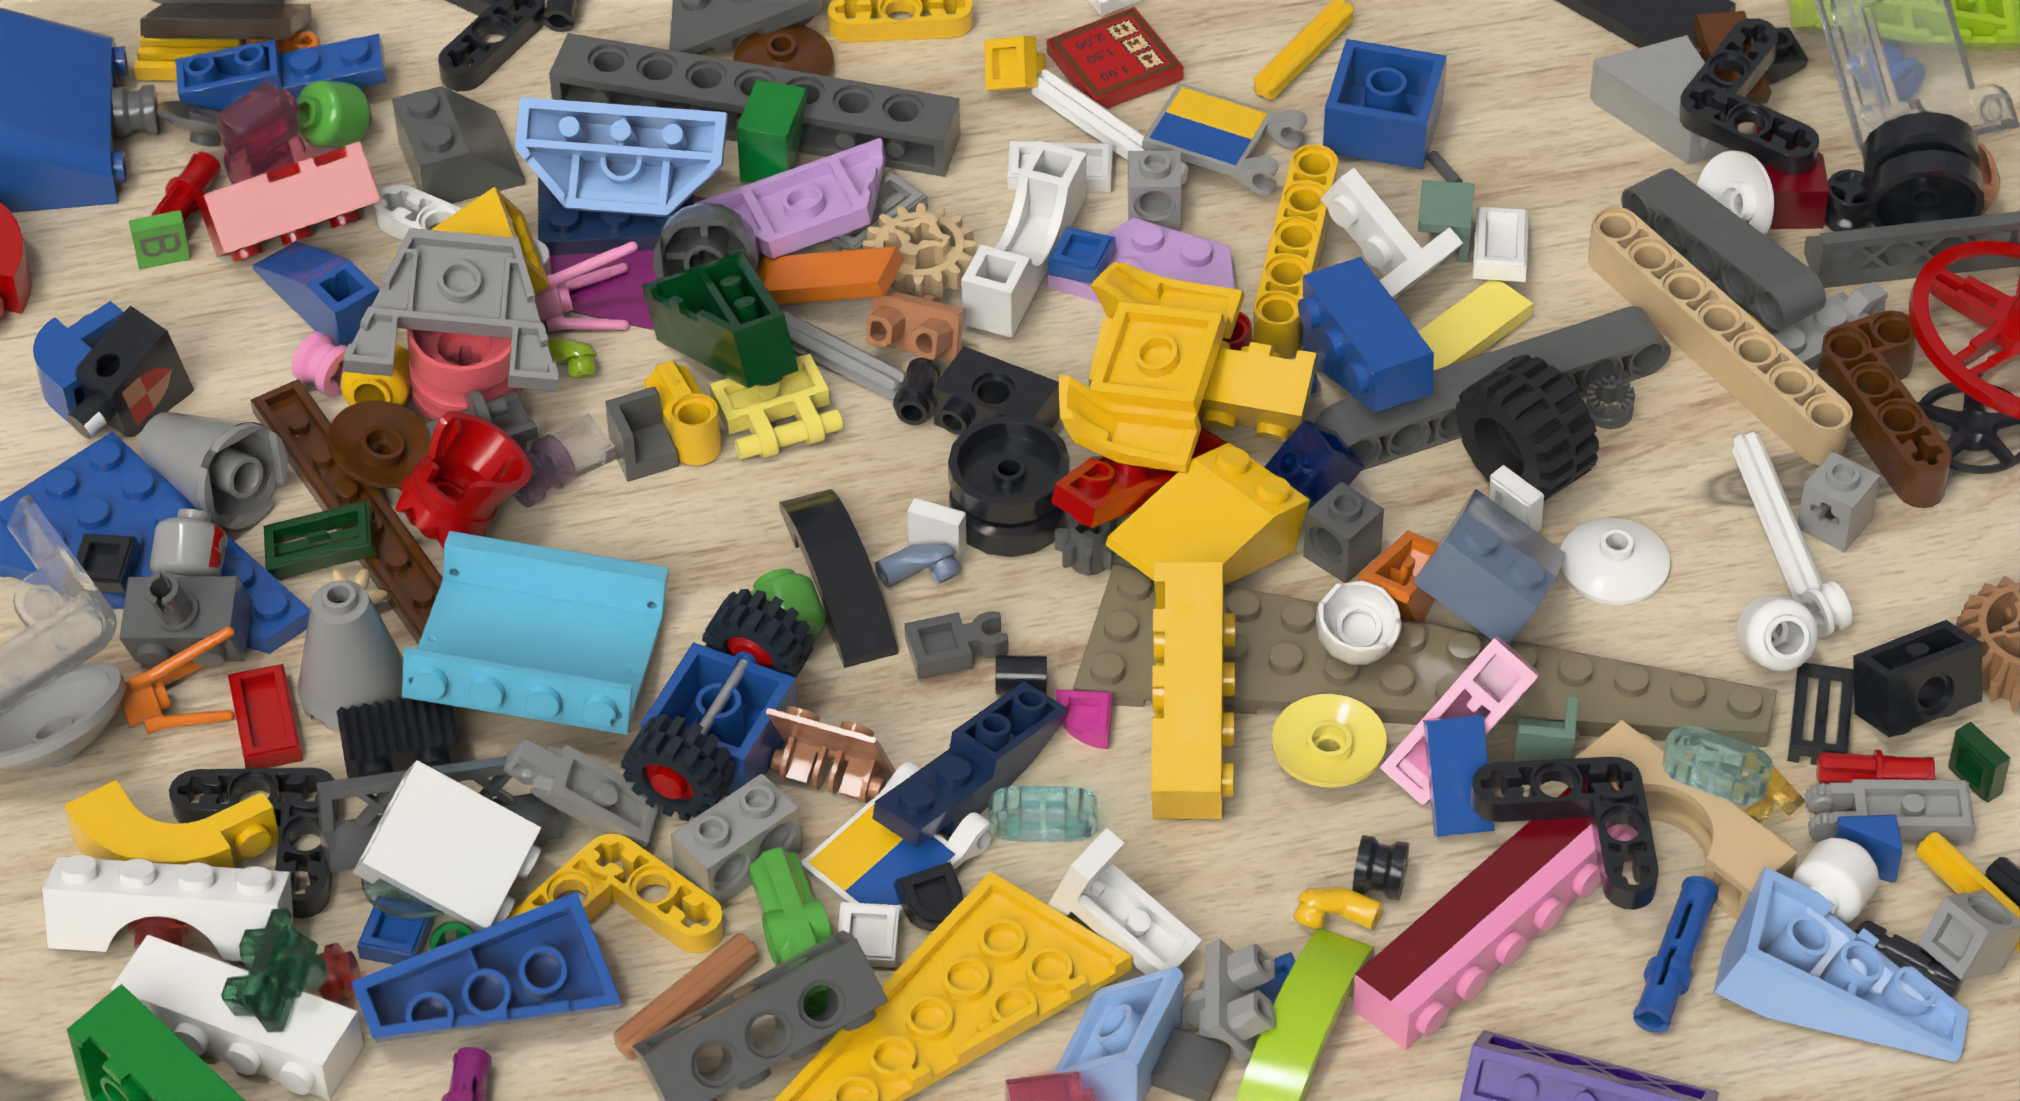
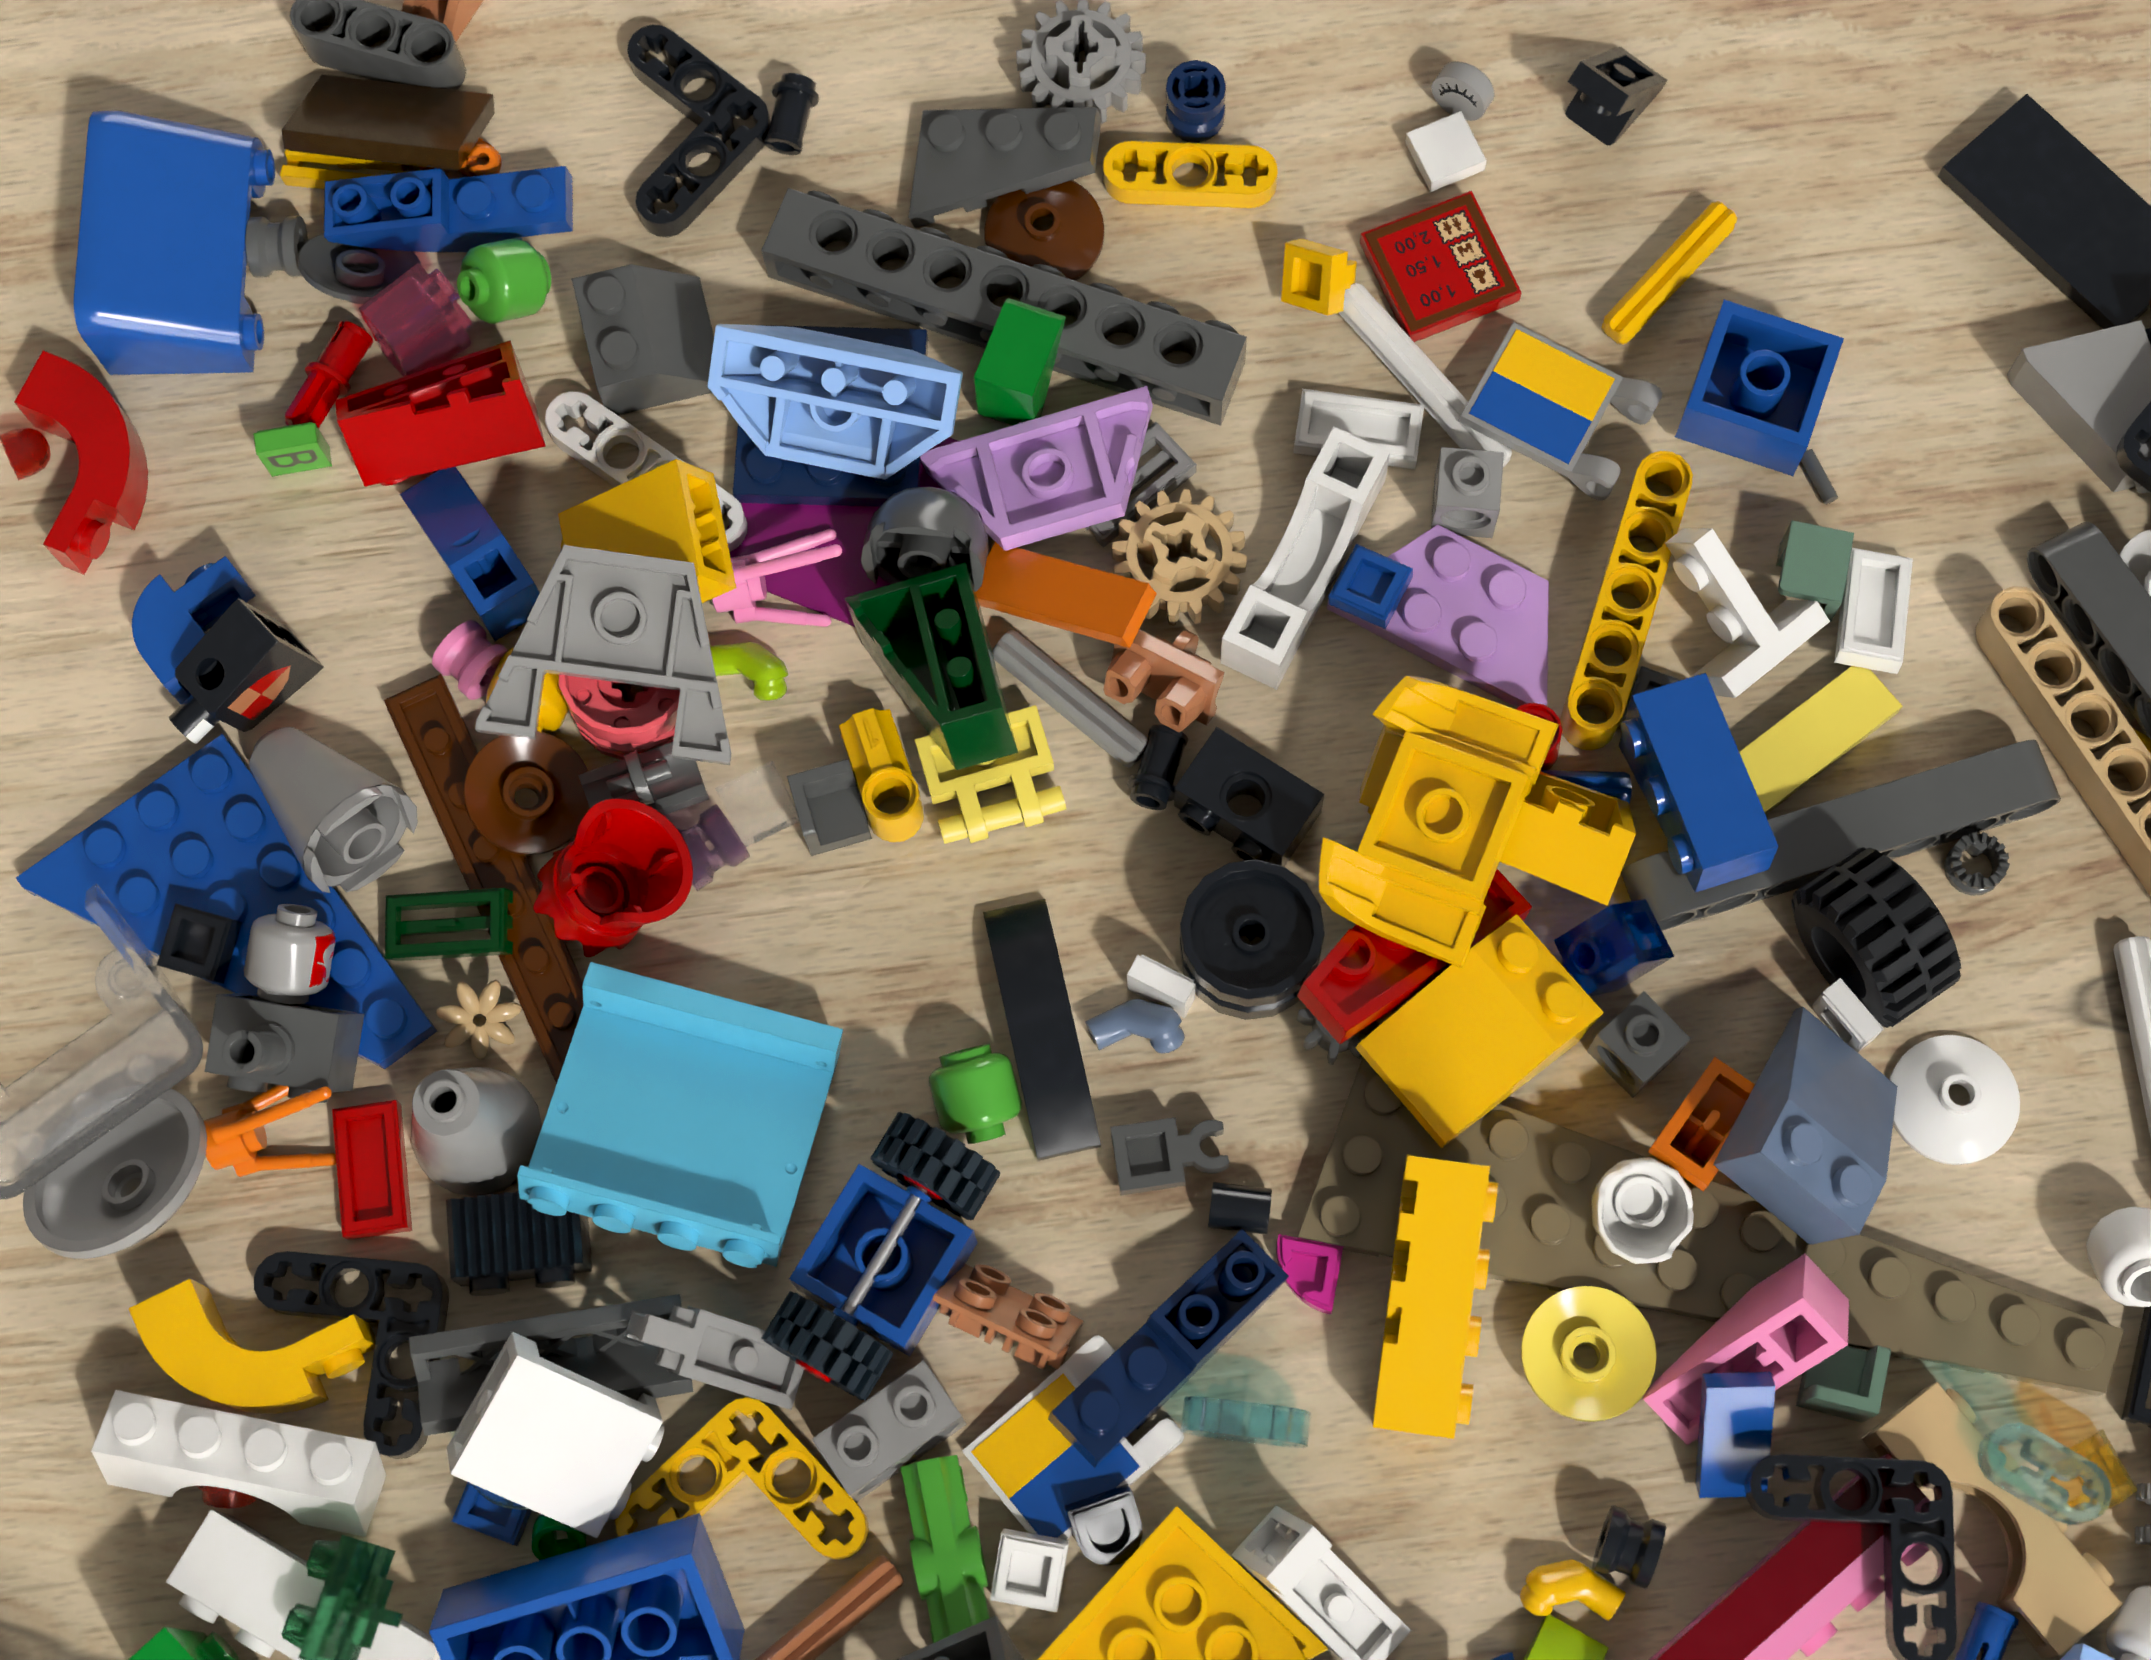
camera: 10 degrees right, 25 degrees up
(341, 972) = (424, 1563): clear red plate -> none

